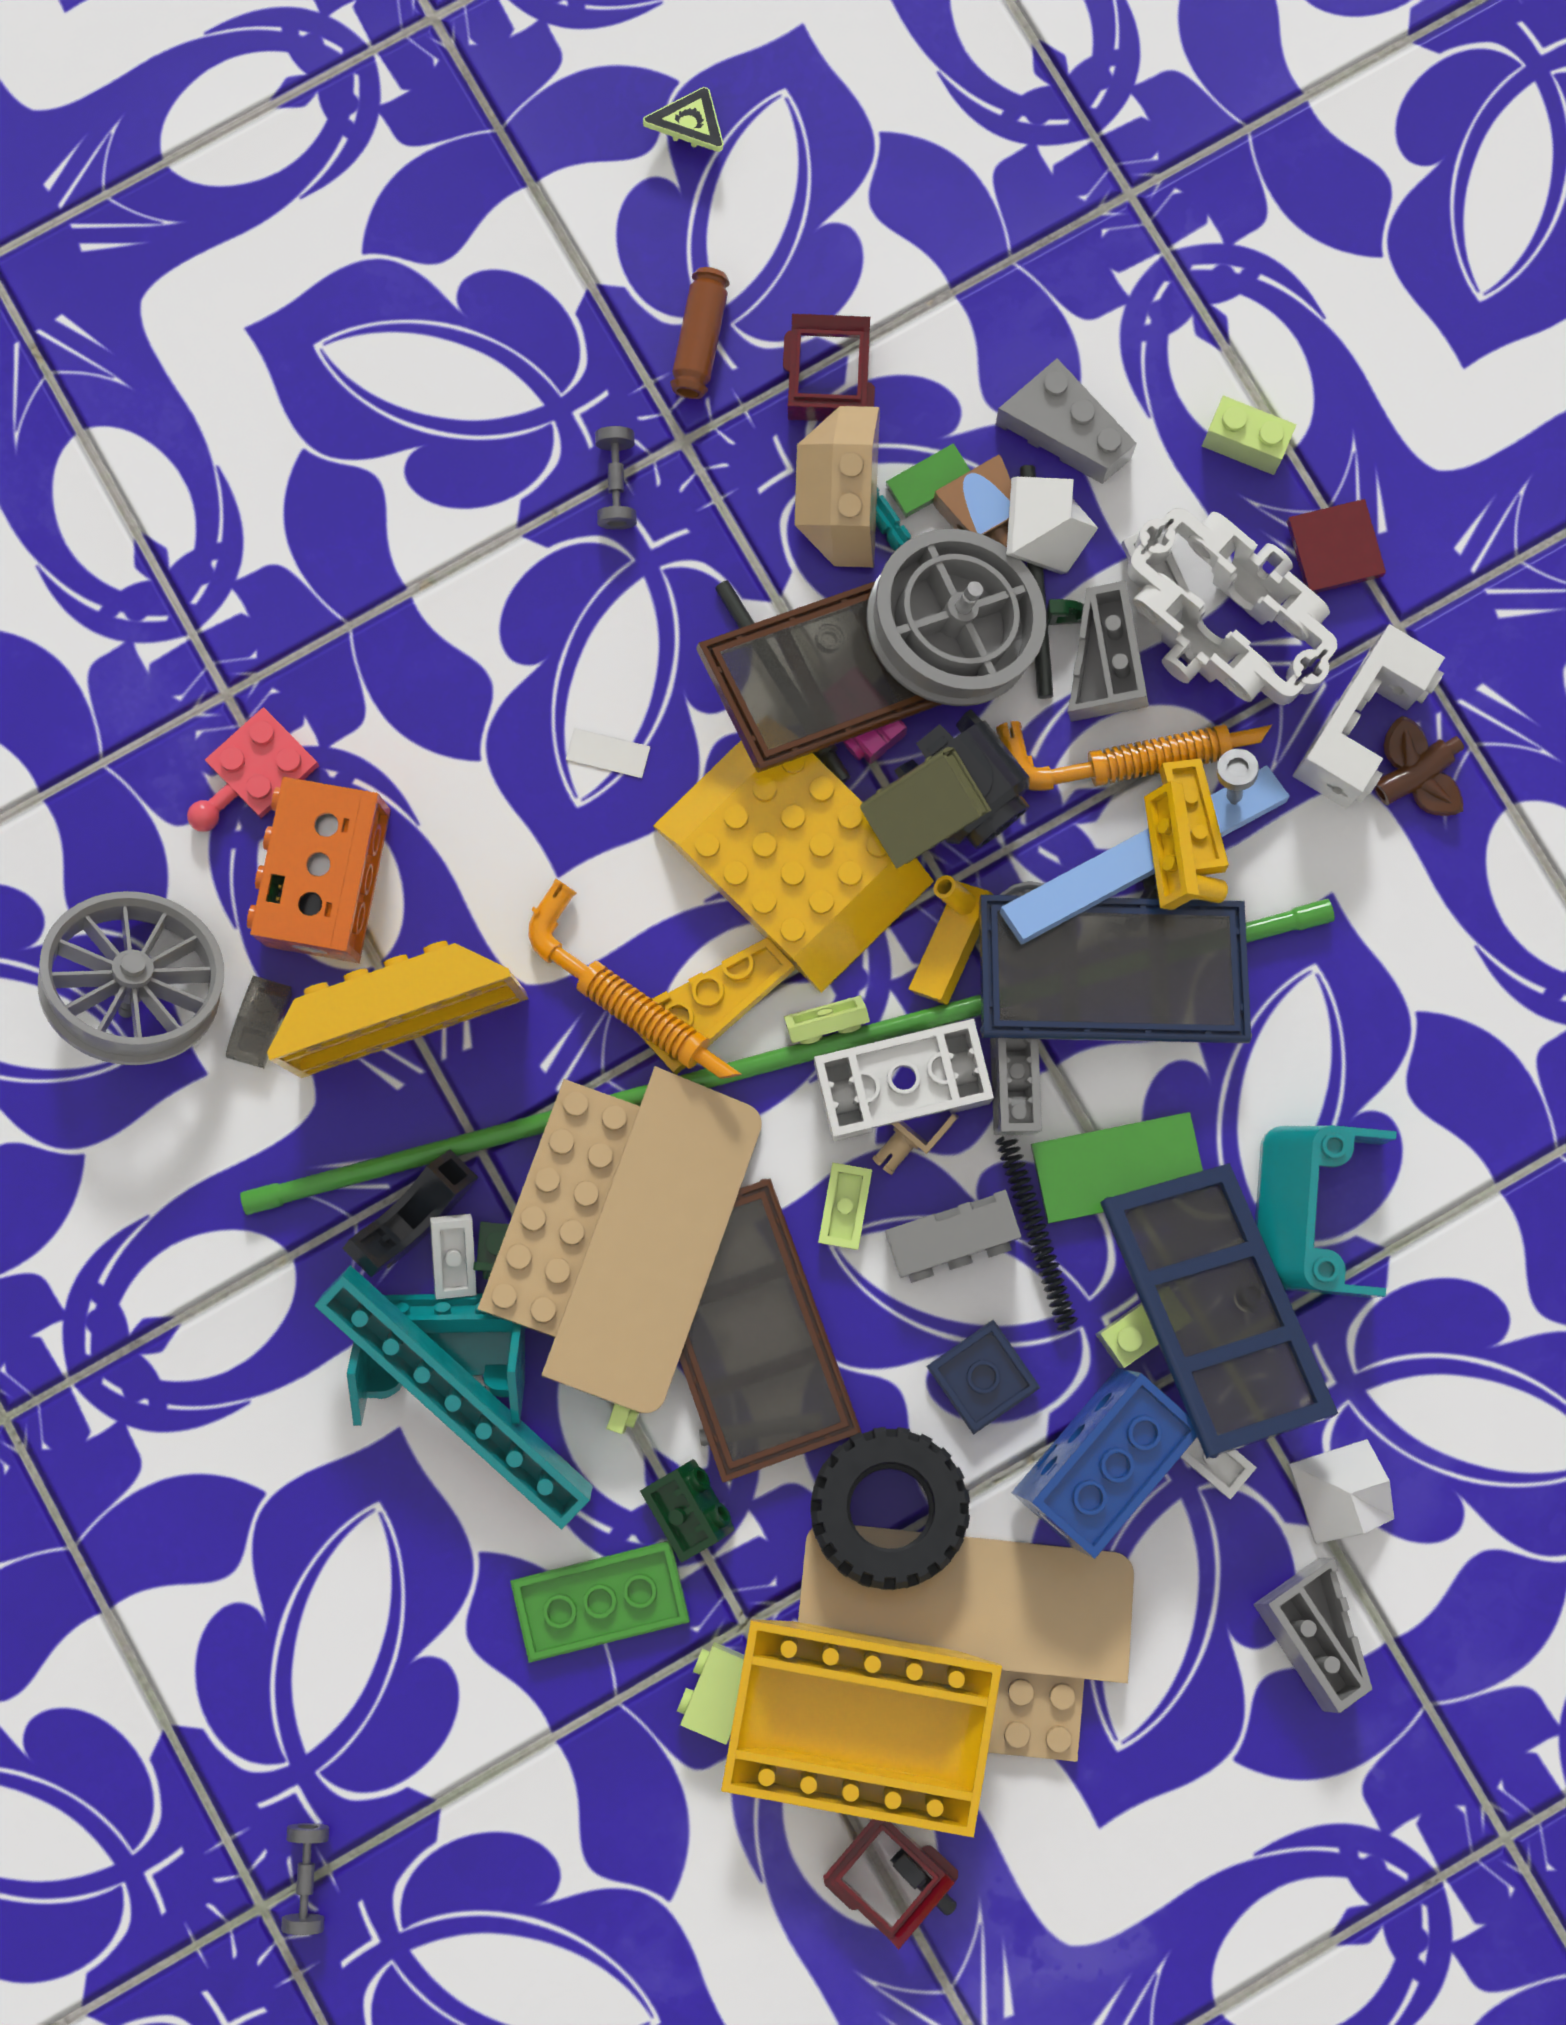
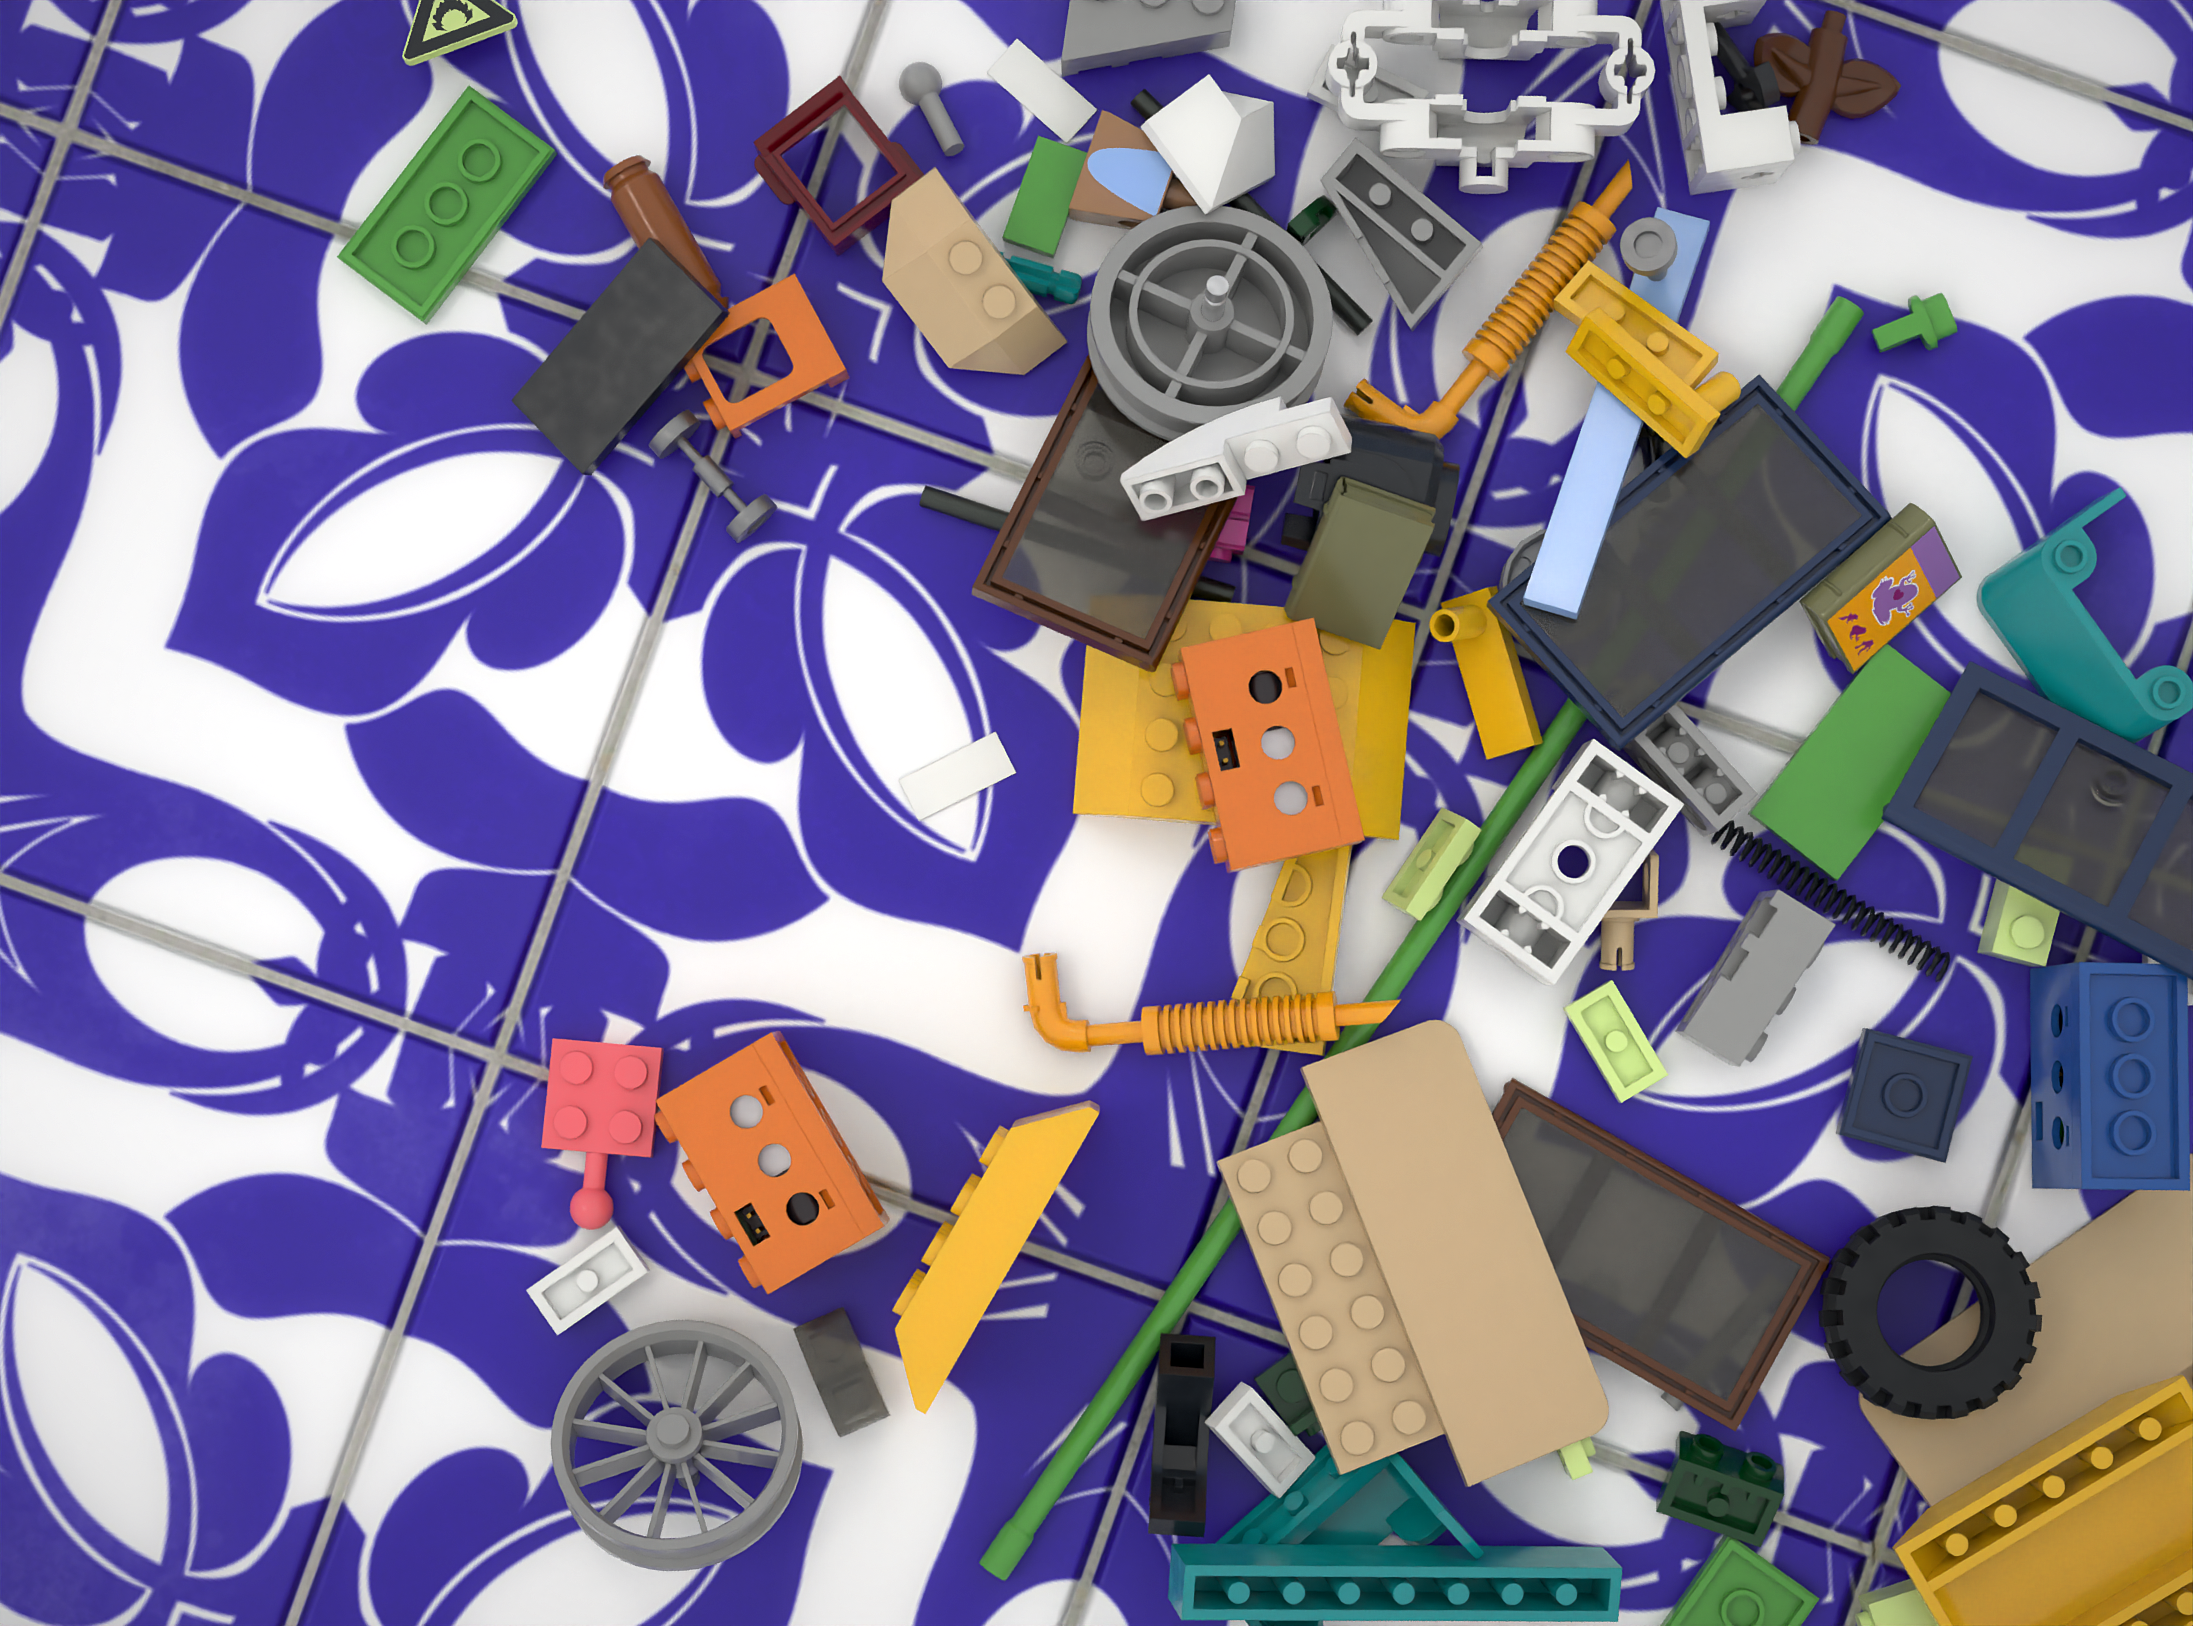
camera: 45 degrees left, 5 degrees up
(166, 853) = (588, 1280): none -> white plate
(601, 219) = (447, 205): none -> bright green tile
(620, 370) = (620, 356): none -> black tile
(728, 444) = (803, 338): none -> orange window
(780, 885) = (1282, 768): none -> orange piece
(905, 686) = (1225, 453): none -> white slope
(913, 367) = (921, 86): none -> light grey bar
(977, 423) = (1041, 91): none -> white sticker
(1212, 1077) = (1881, 588): none -> piece
(1367, 953) = (1928, 319): none -> bright green piece
(1379, 738) = (1753, 86): none -> black bar

